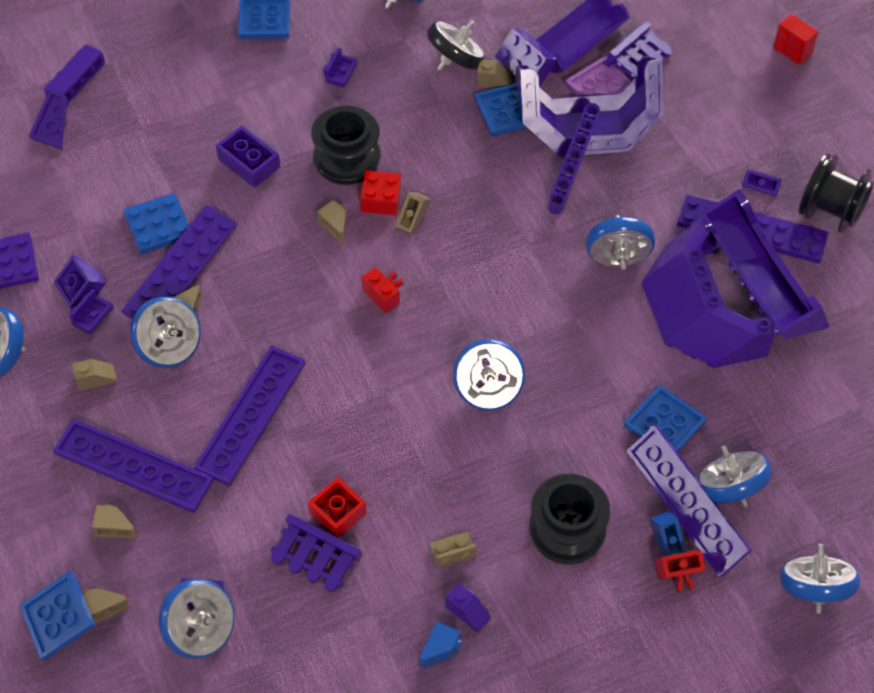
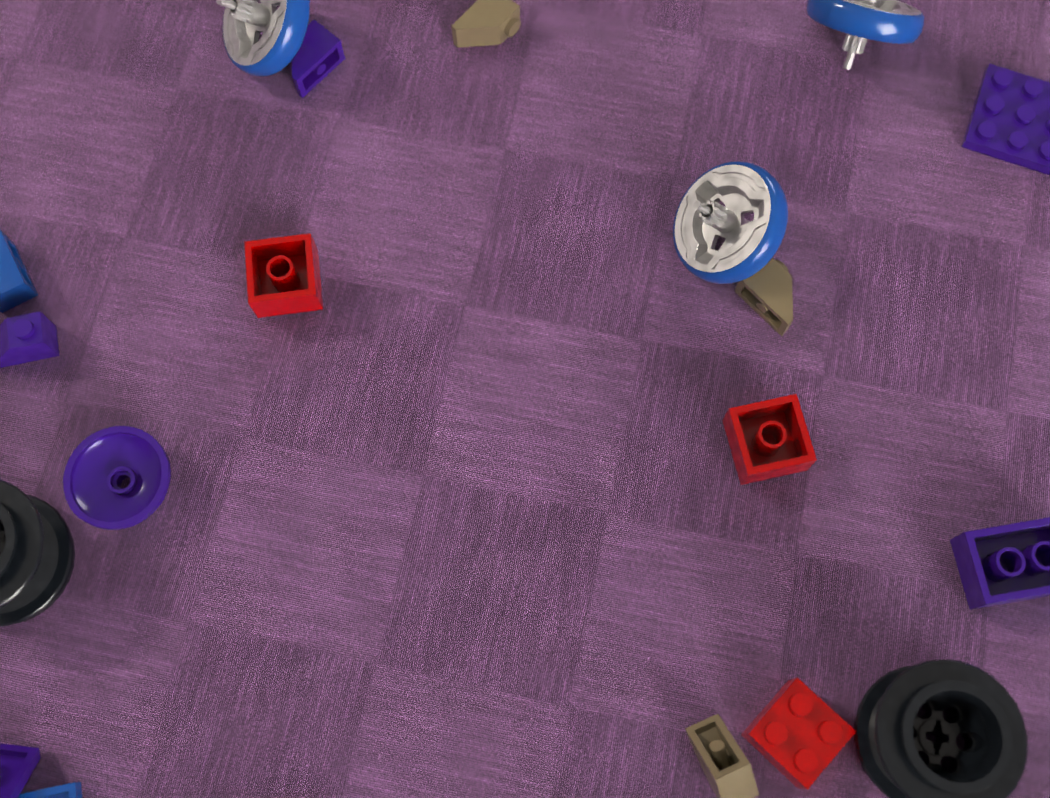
camera: 130 degrees right, 15 degrees up
(77, 280) = (914, 184): dark purple slope -> none
(90, 312) = (848, 168): dark purple bracket -> none
(93, 374) = (736, 117): dark tan slope -> none
(133, 466) = (553, 89): dark purple plate -> none
(156, 222) = (967, 354): blue plate -> none
(184, 259) = (858, 338): dark purple plate -> none
(250, 415) = (524, 274): dark purple plate -> none
(262, 265) = (769, 439): none -> red brick
(325, 554) = (226, 249): dark purple fence -> none
(333, 219) = (791, 616): dark tan slope -> none
(382, 289) = (599, 590): red brick -> none
(452, 549) = (111, 385): dark tan bracket -> none
(492, 492) = (99, 467): none -> dark purple dish
(502, 360) = (317, 631): wheel -> none

